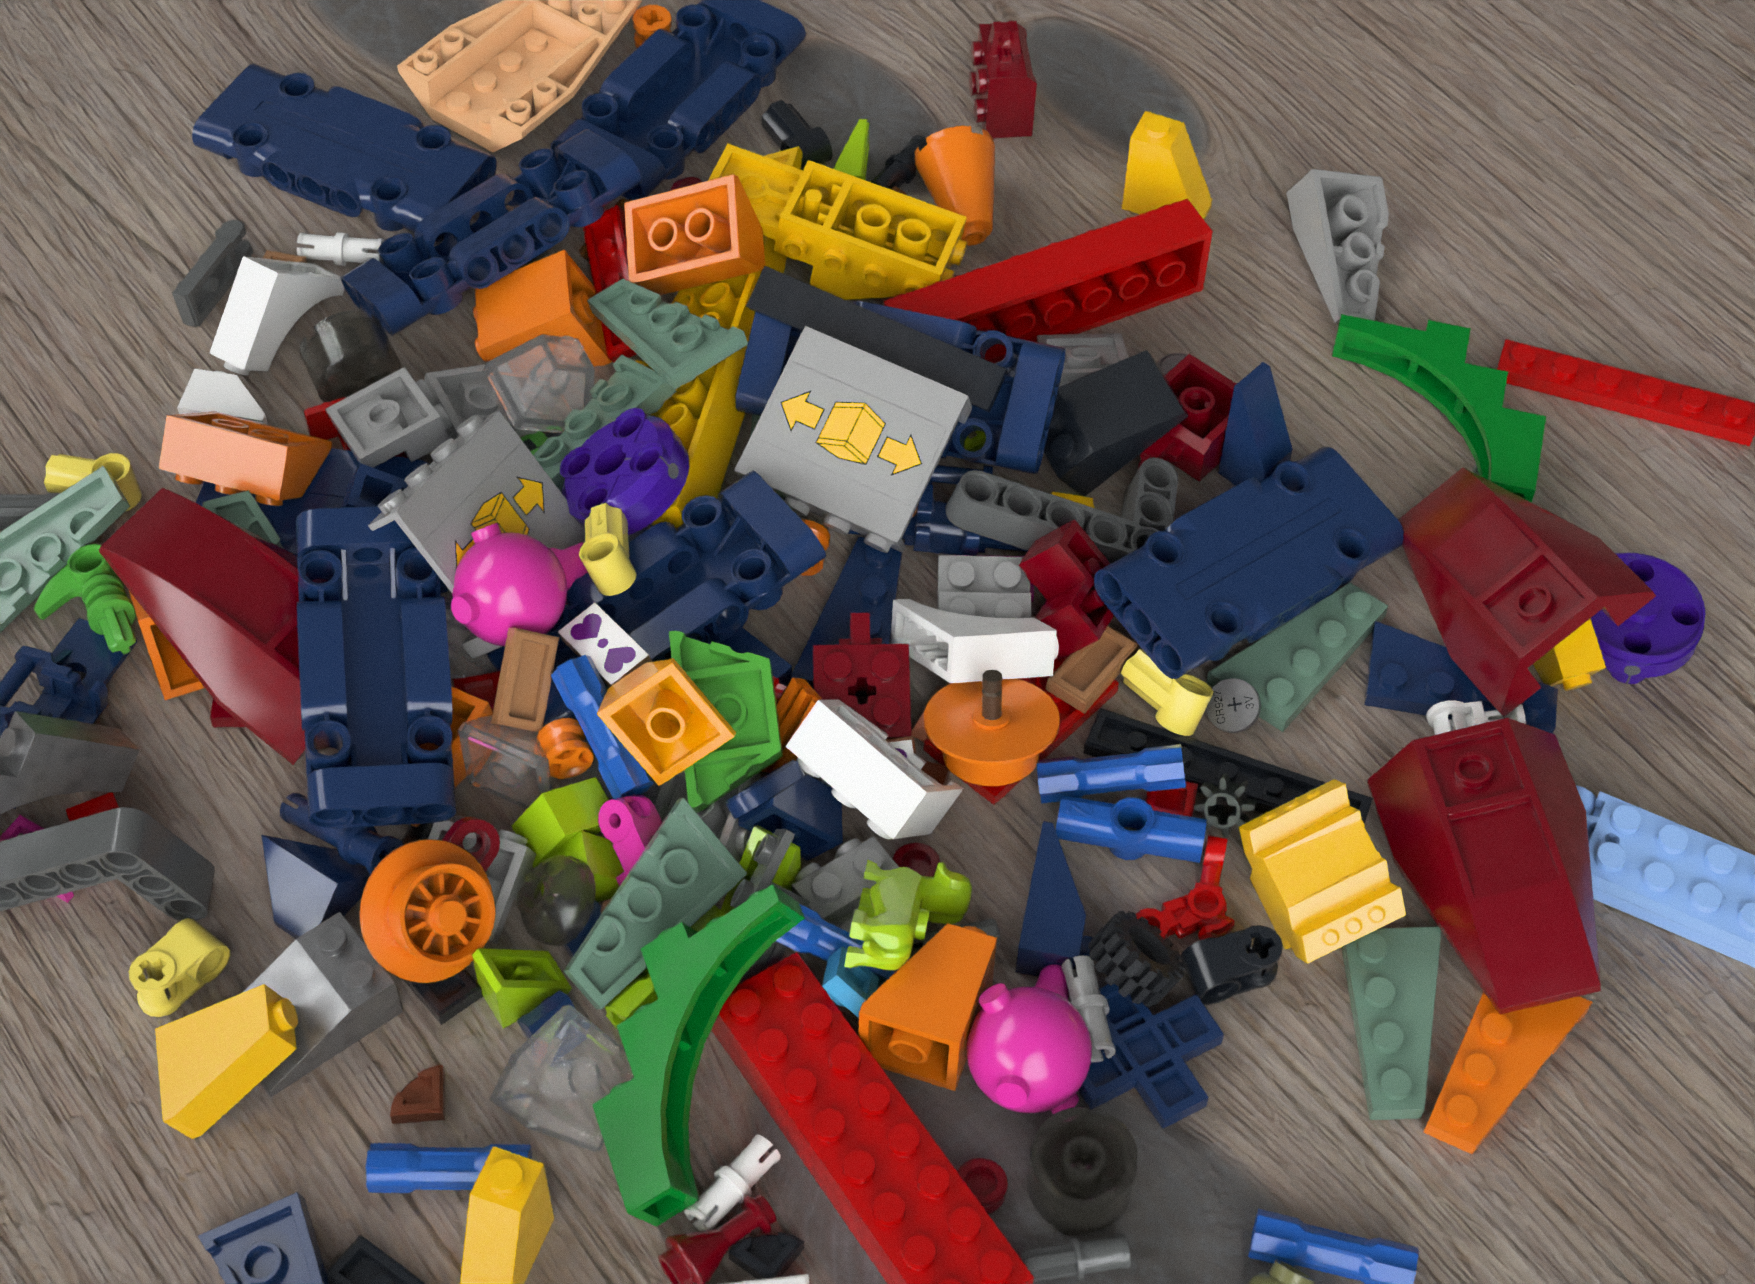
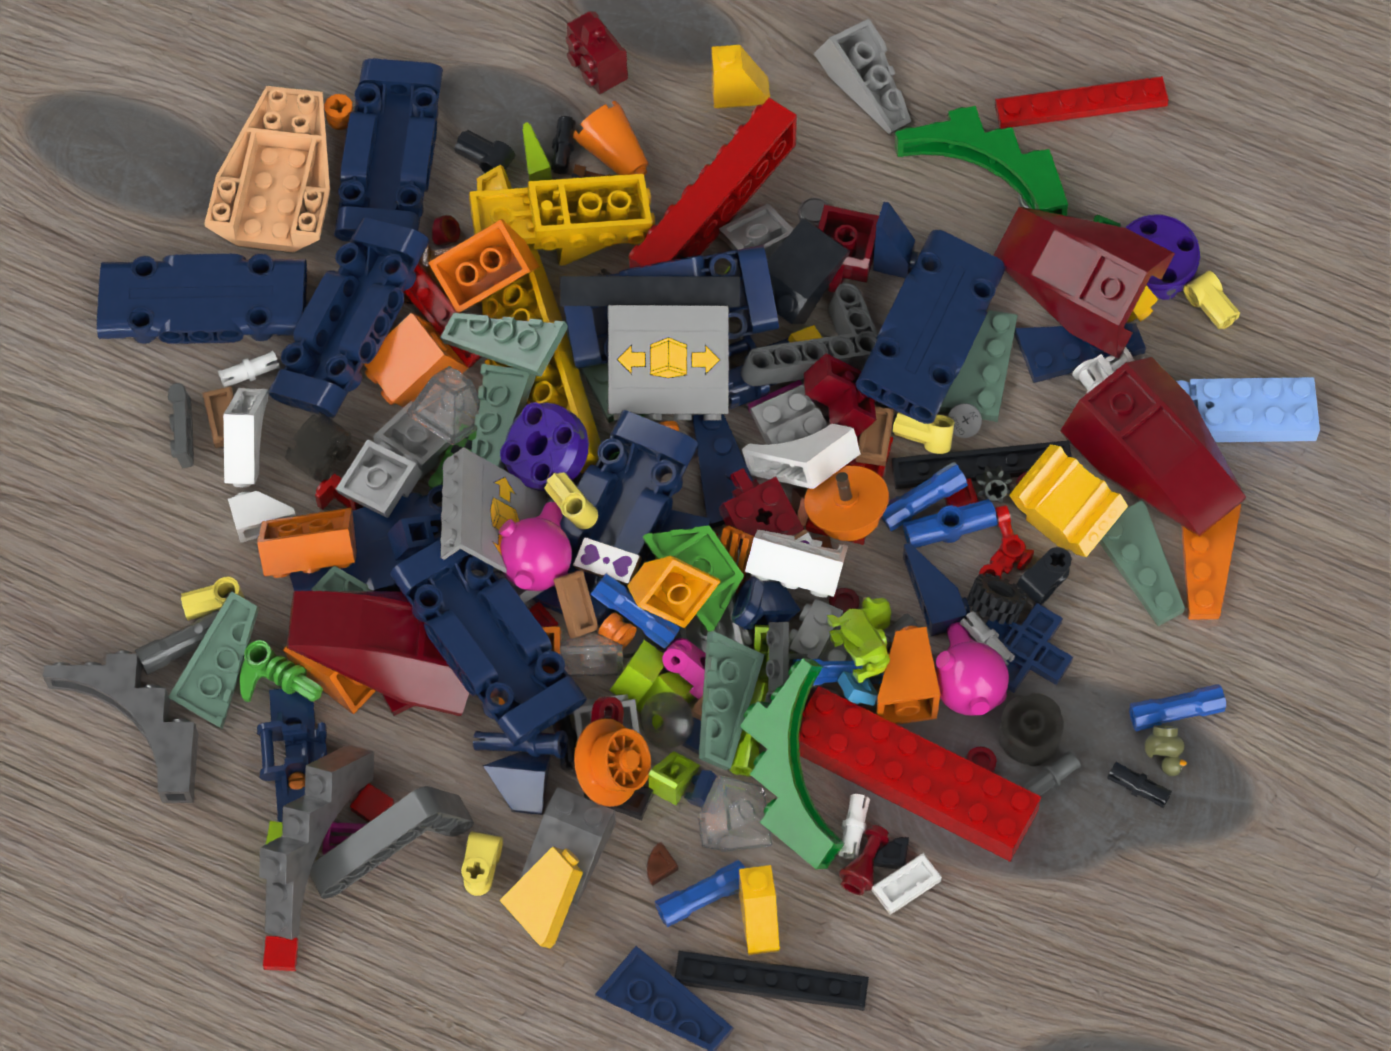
camera: 25 degrees left, 10 degrees up
(1688, 698) = (1208, 295): none -> light yellow piece

